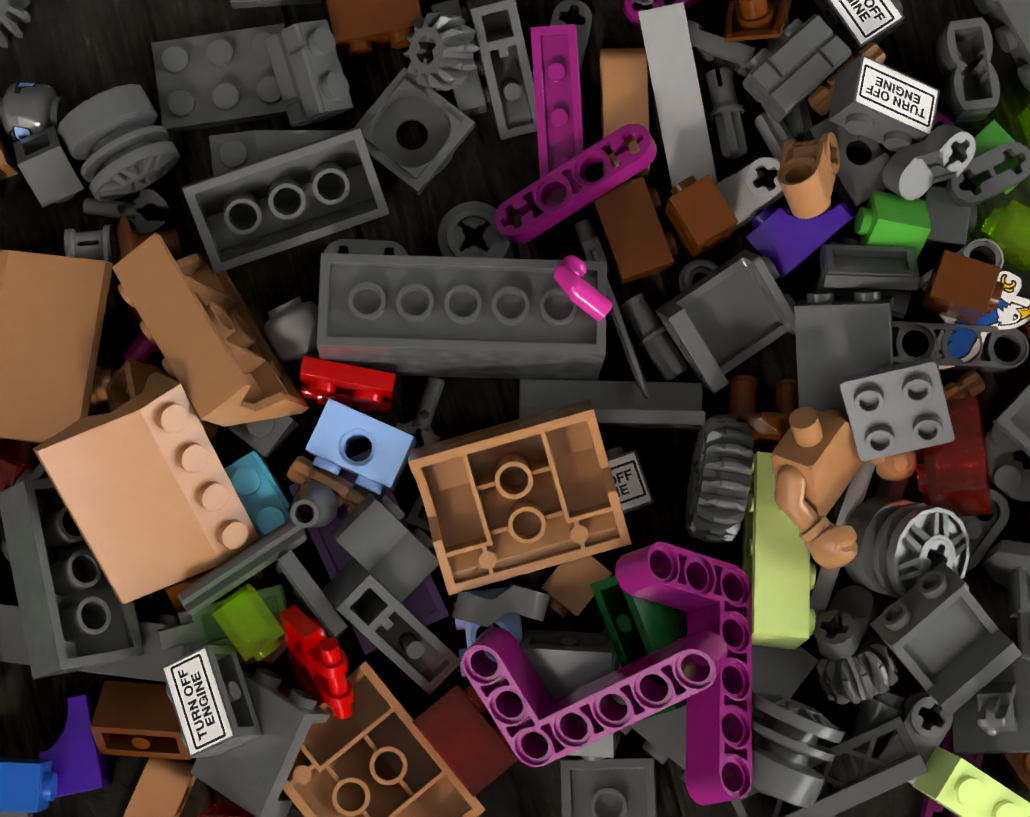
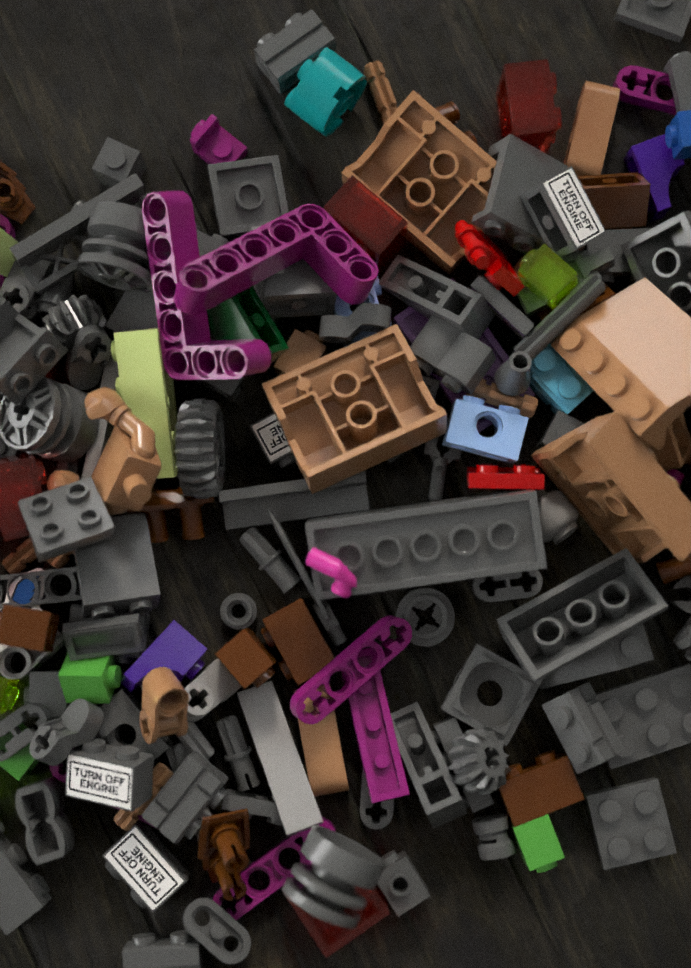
camera: 170 degrees right, 0 degrees up
(728, 317) = (212, 583): dark grey panel -> none

